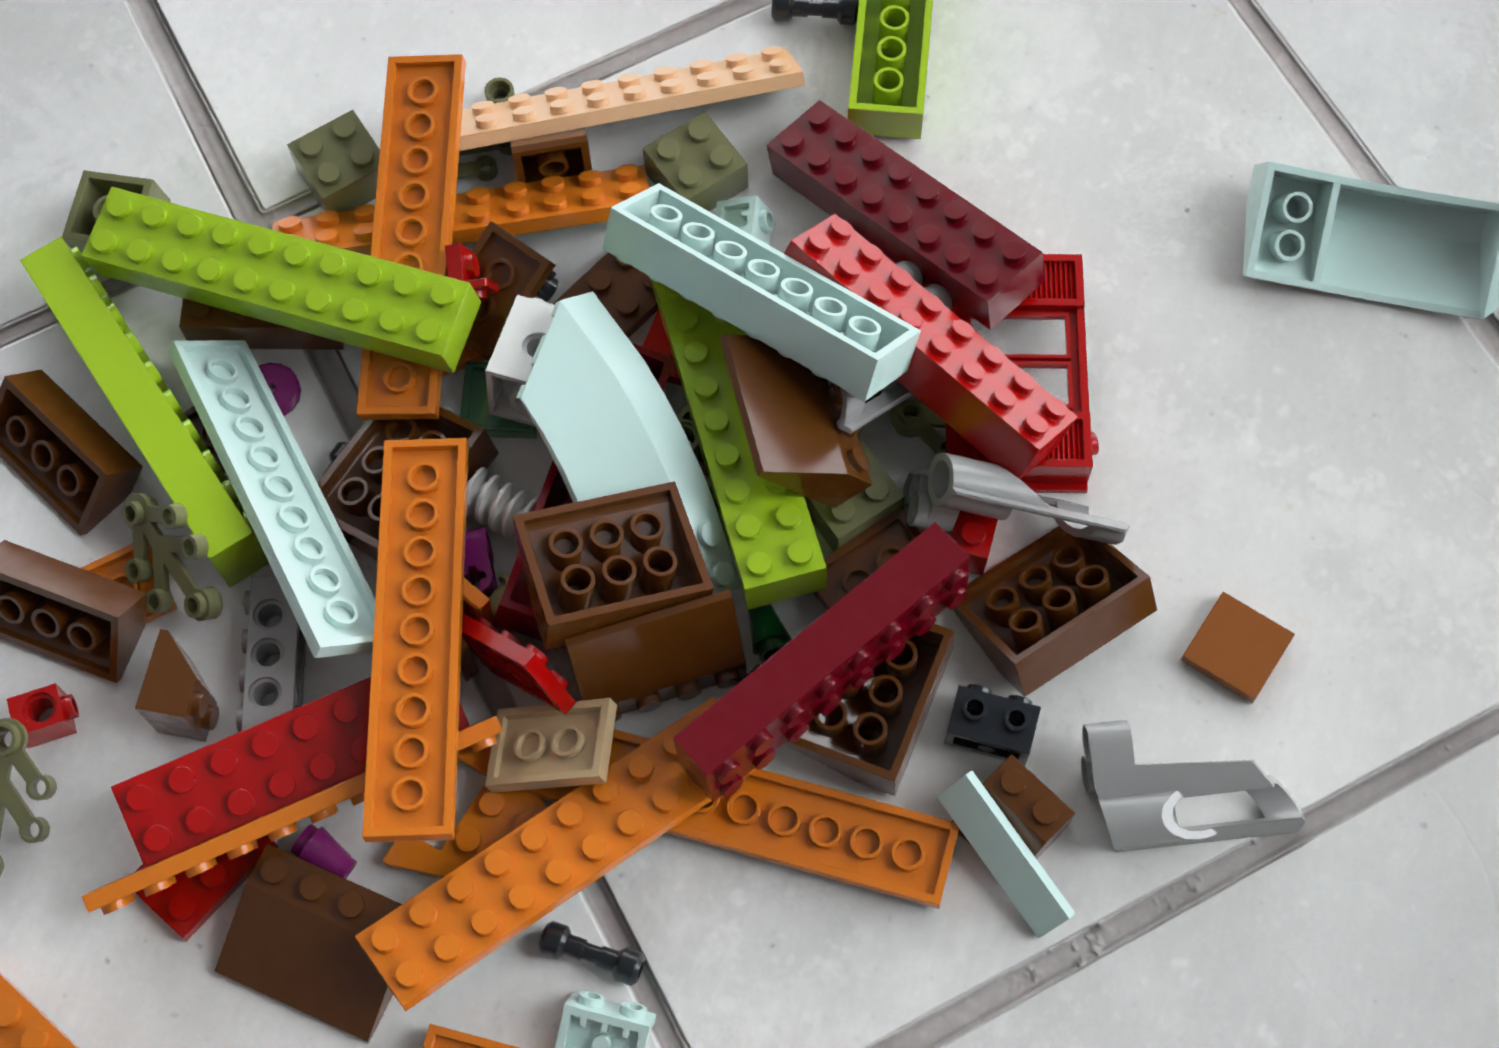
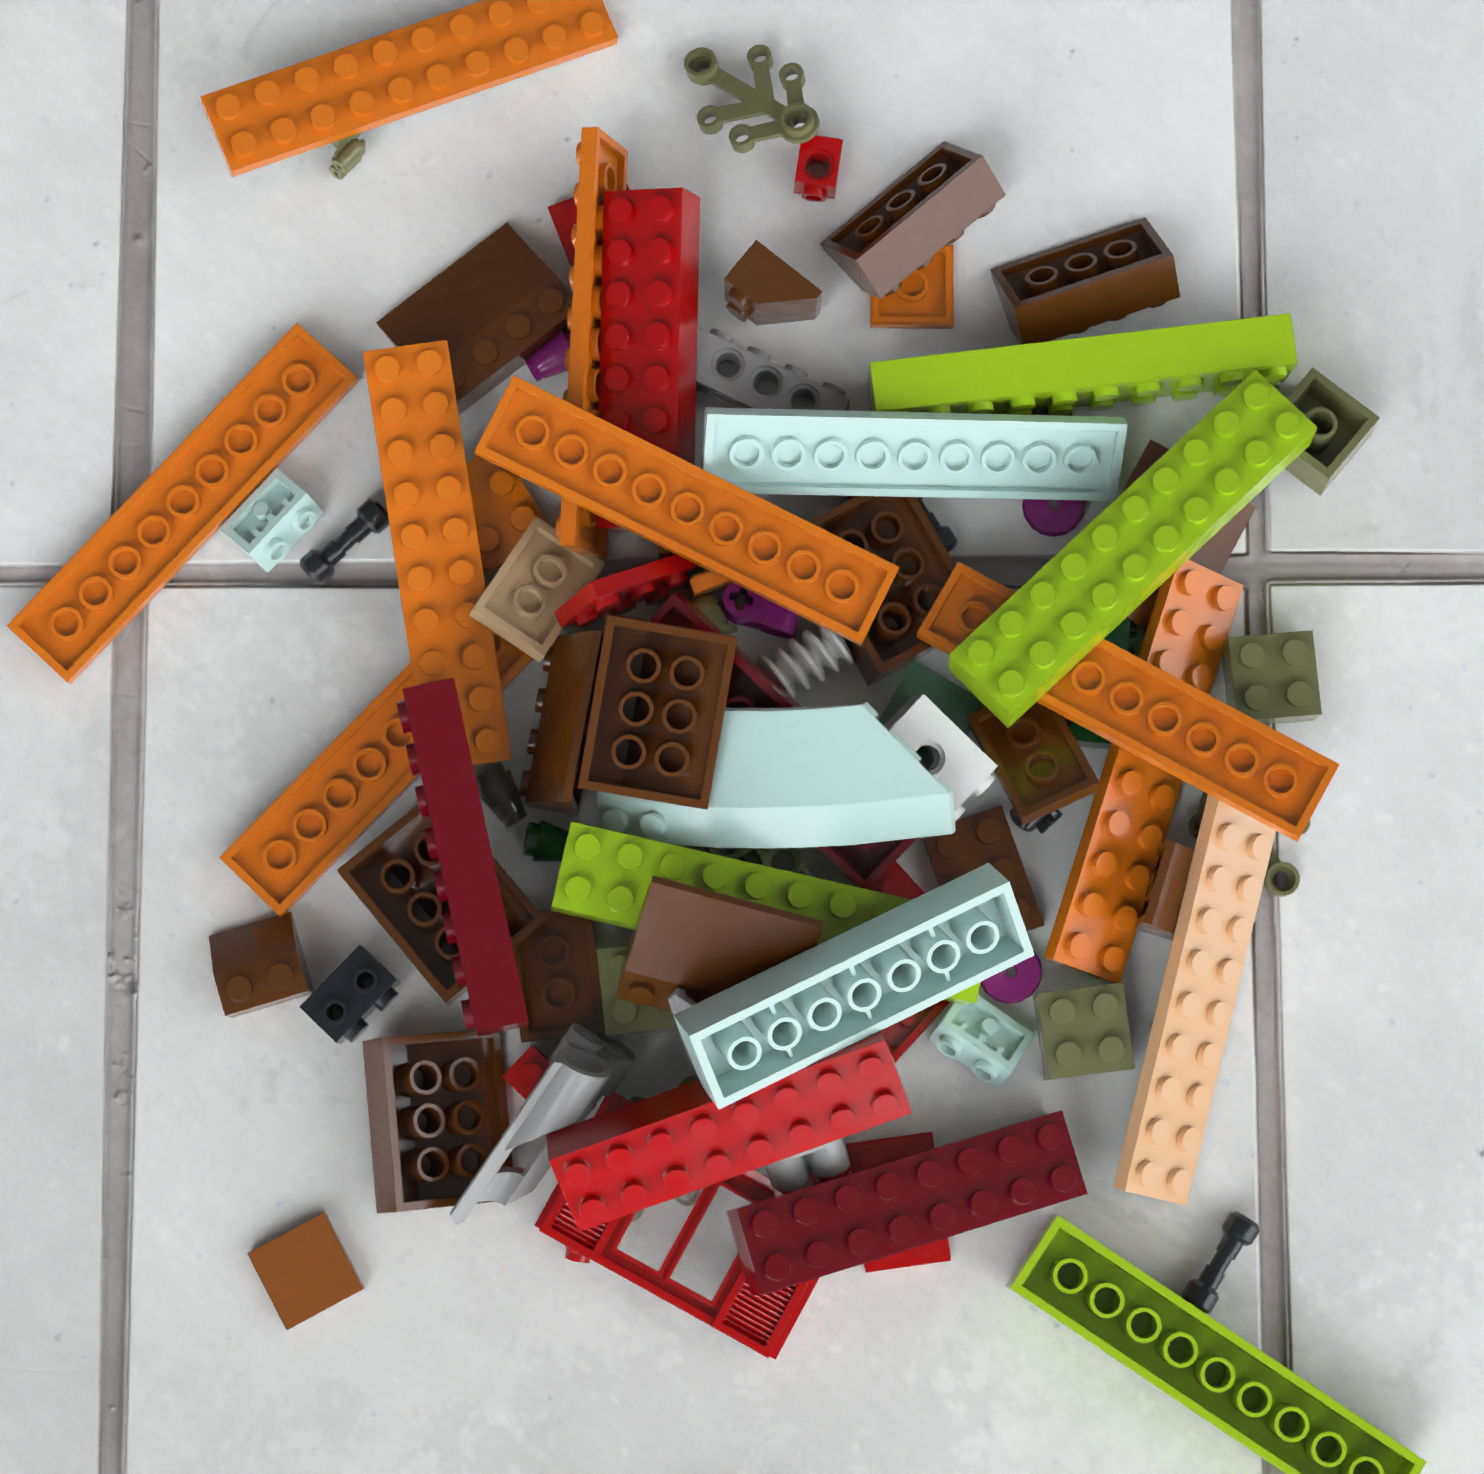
camera: 115 degrees right, 15 degrees up
(142, 516) = (957, 326): olive plant -> none
(464, 266) = (1053, 726): red bracket -> none
(1005, 854) = (229, 938): light aqua tile -> none
(1142, 798) = (202, 1088): light grey panel -> none

